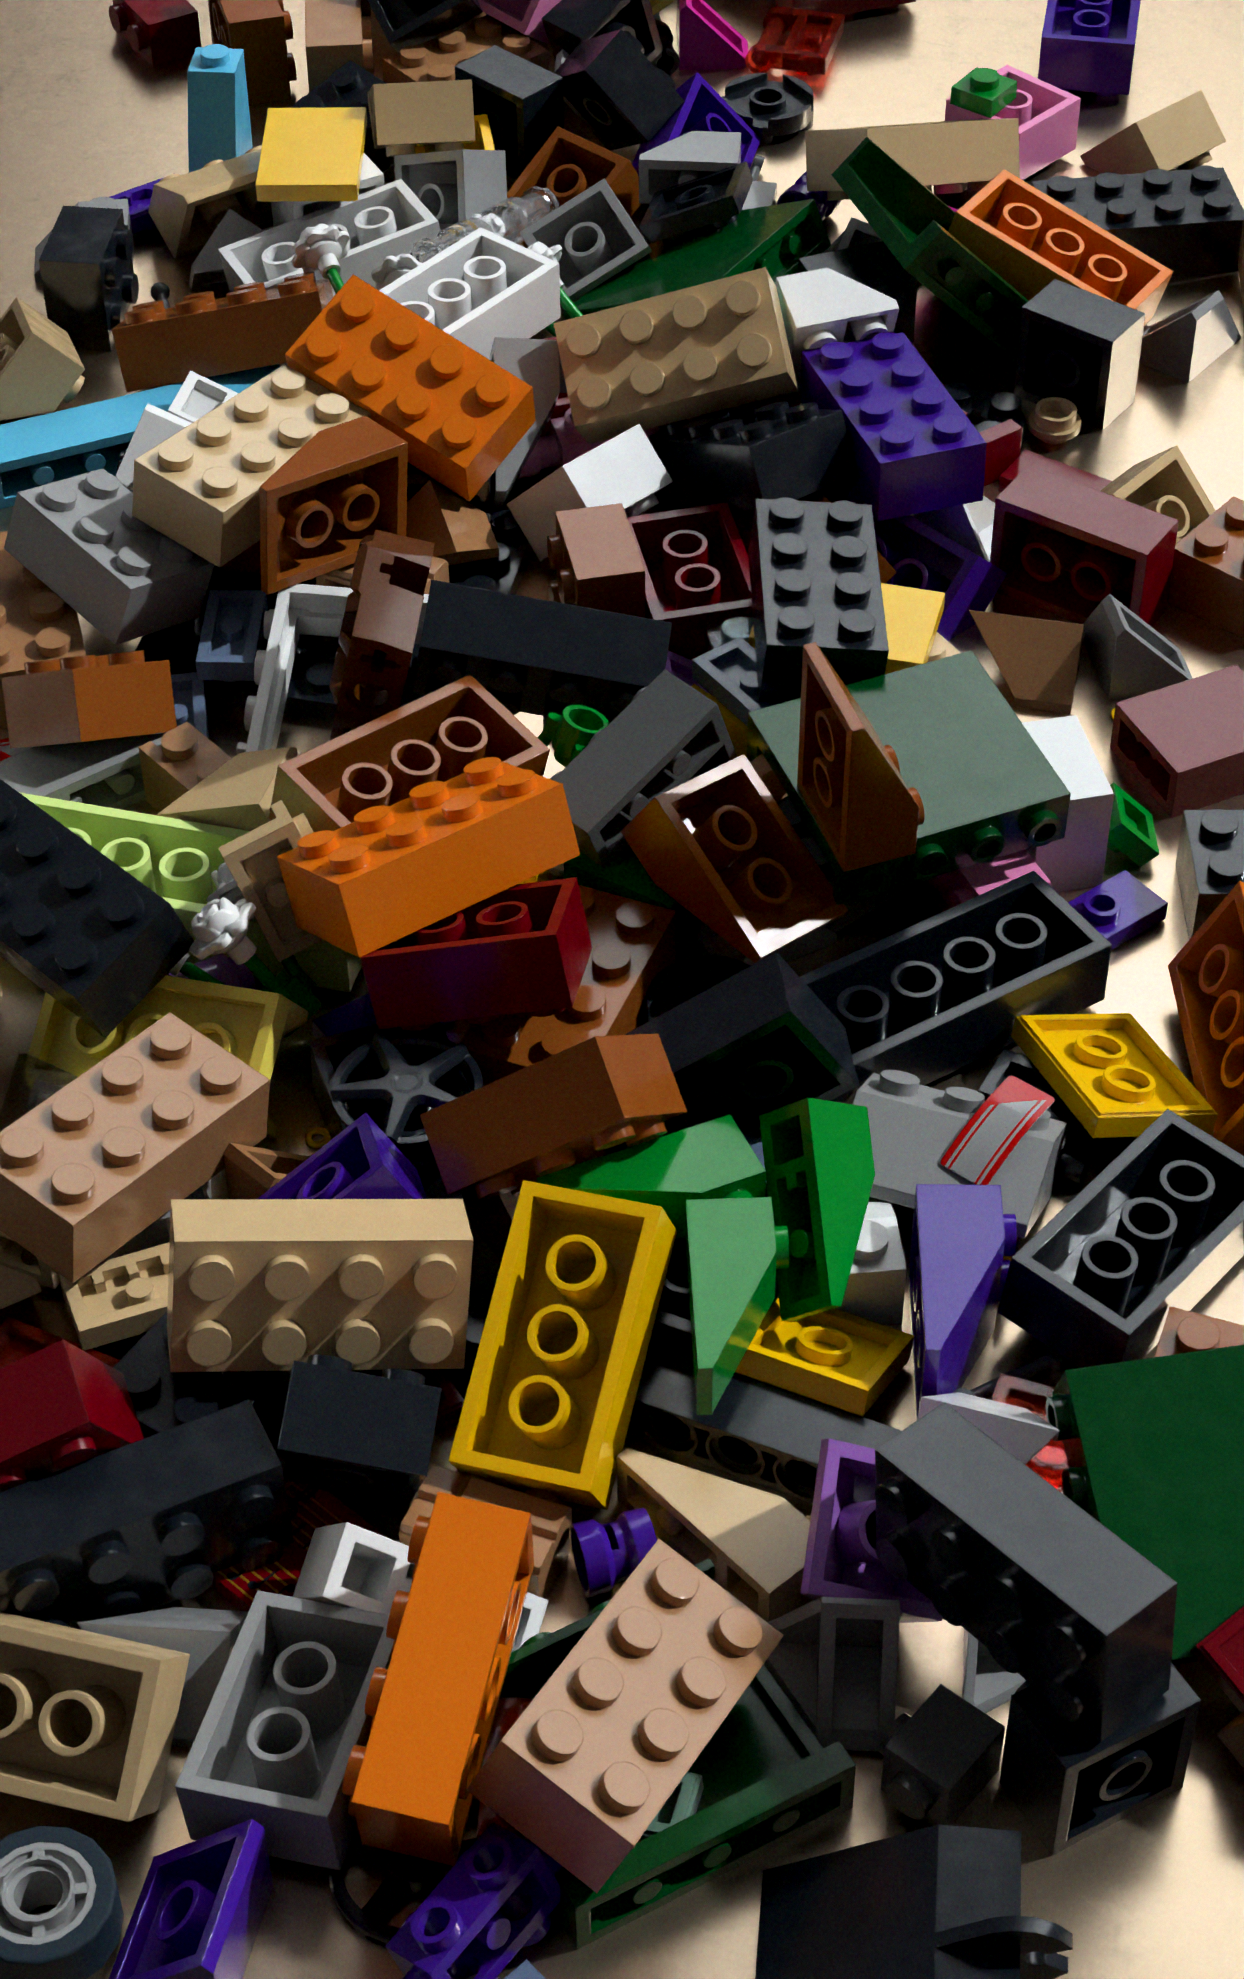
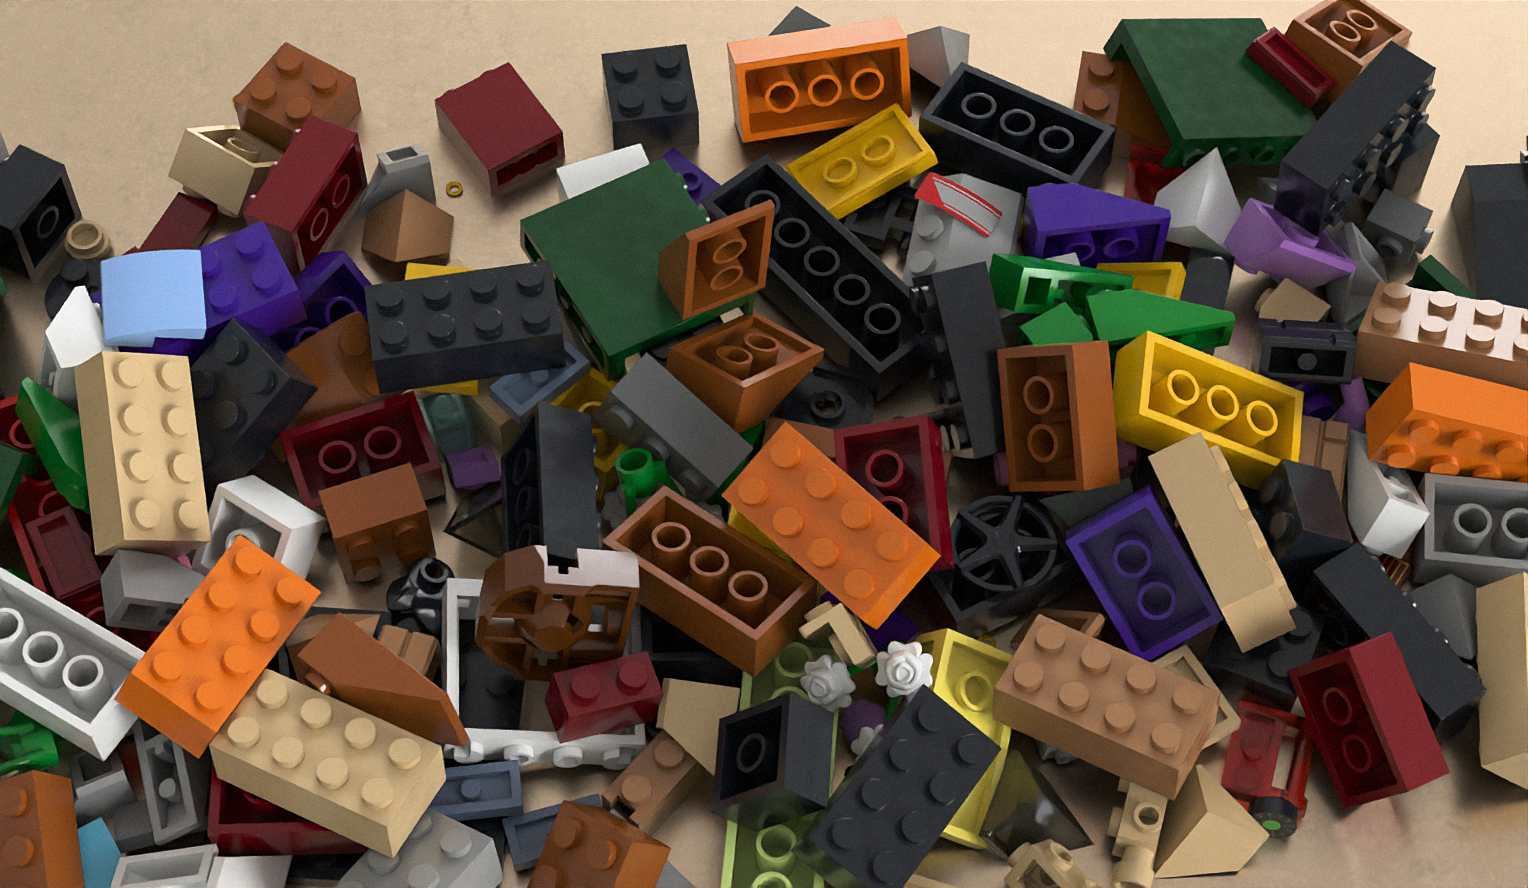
camera: 100 degrees left, 15 degrees up
(130, 793) = (773, 762): none -> black brick
(288, 691) = (603, 697): none -> dark red brick
(581, 1589) = (1354, 405): none -> medium lavender arm
(656, 1485) = (1304, 351): none -> black brick
(870, 349) = (152, 297): none -> light blue slope

